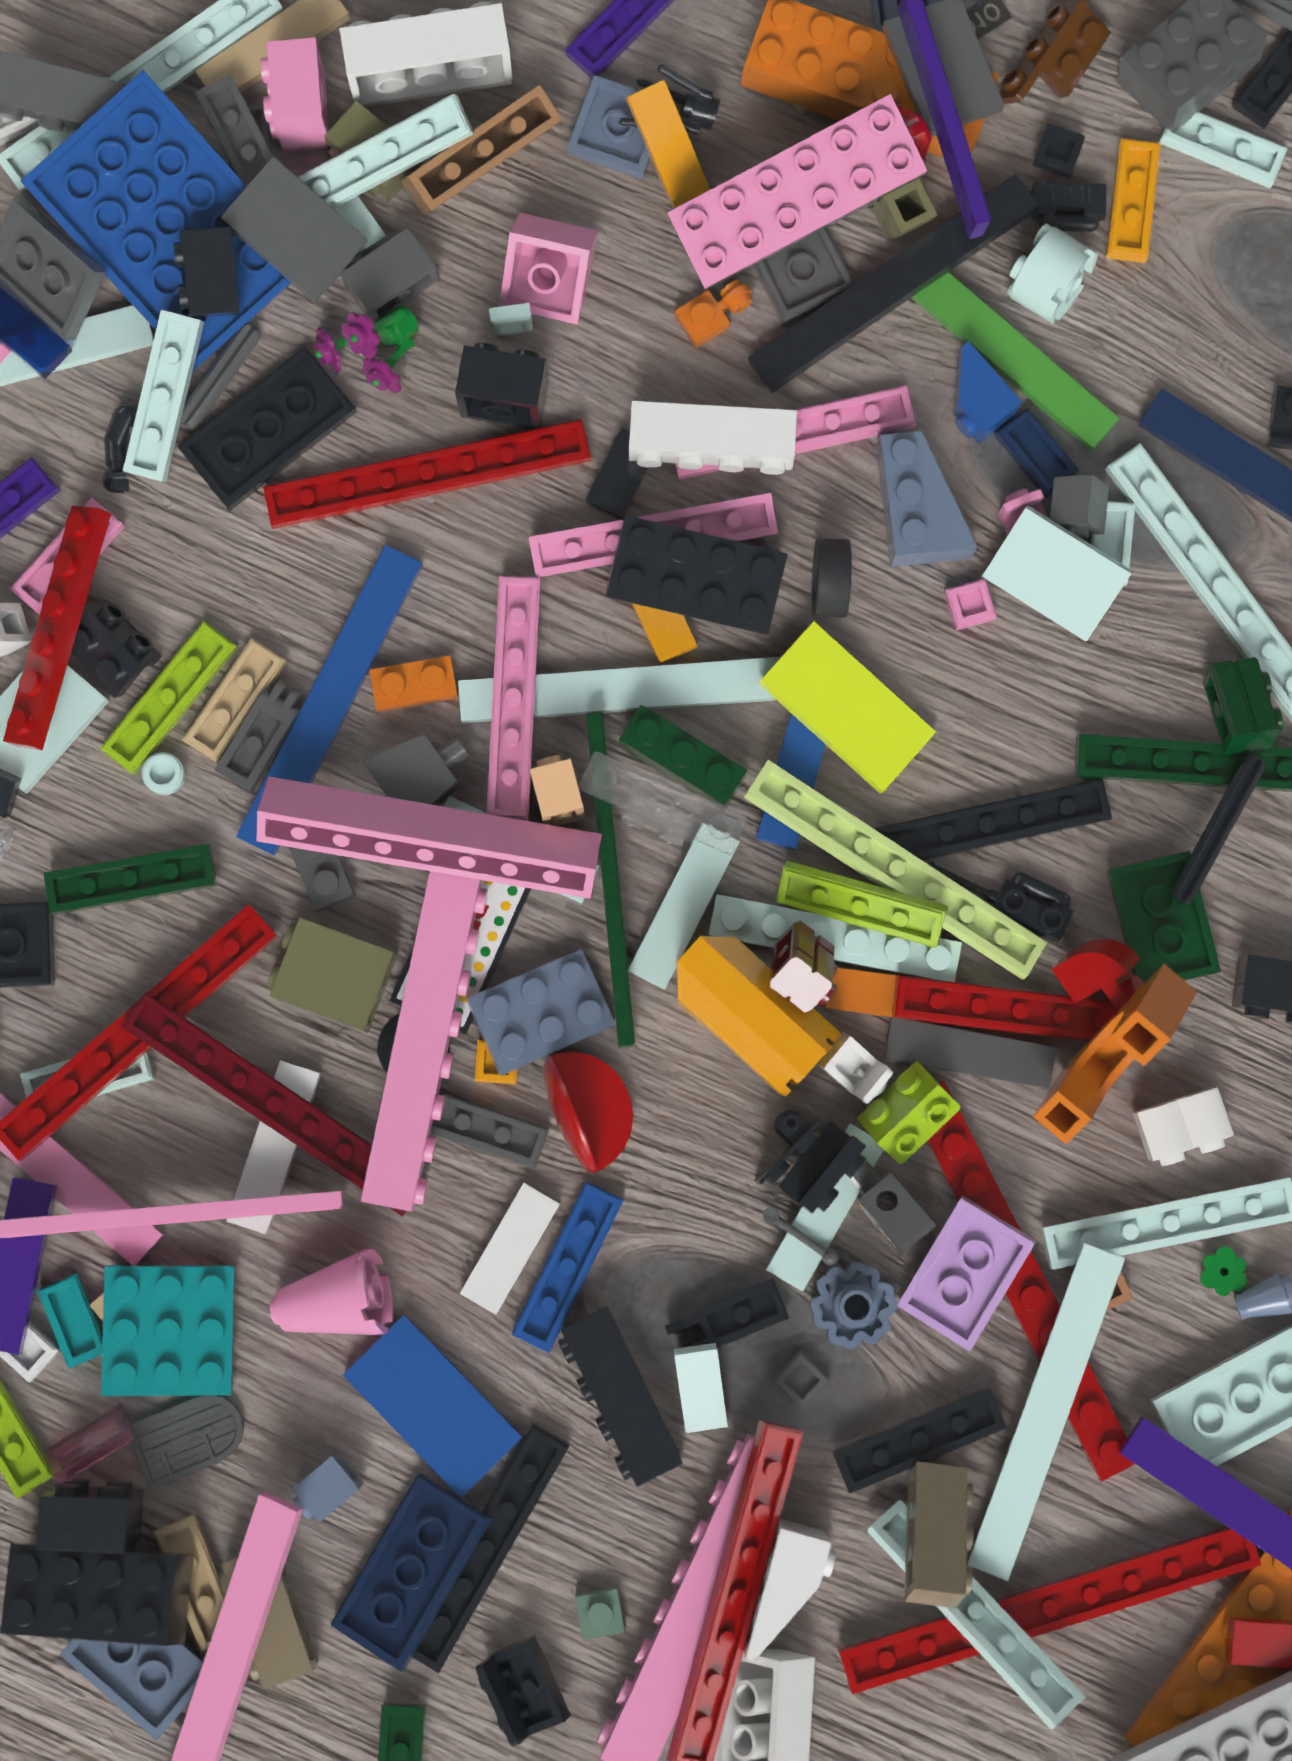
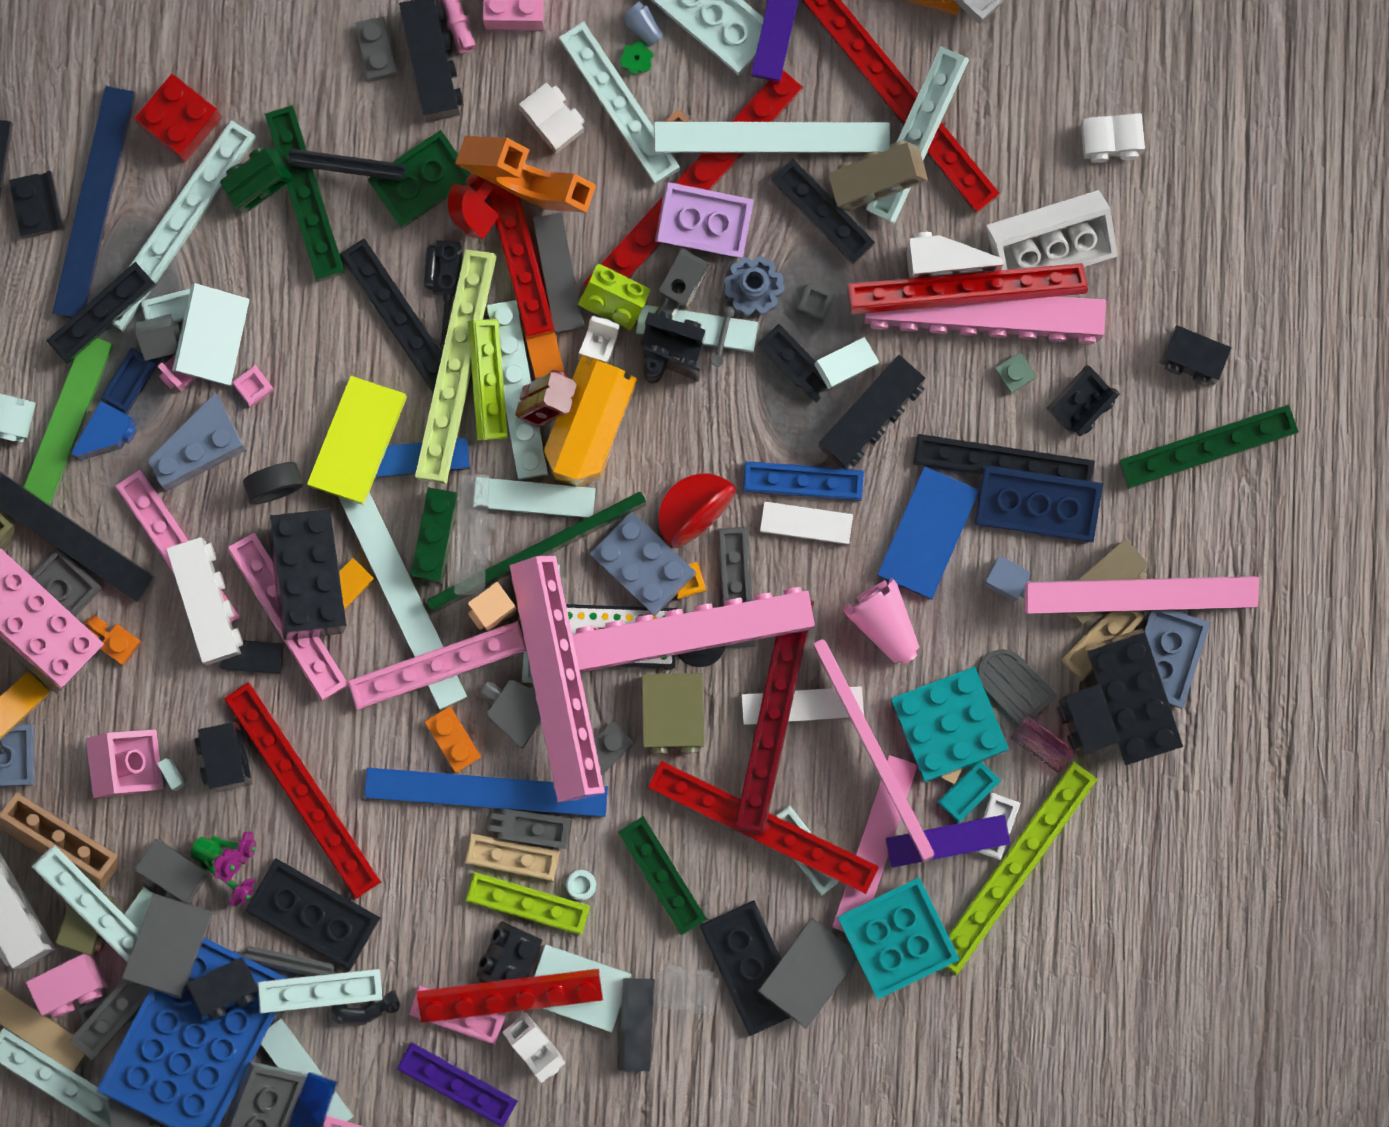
camera: 110 degrees left, 0 degrees up
(1138, 447) = (101, 312): none -> black tile

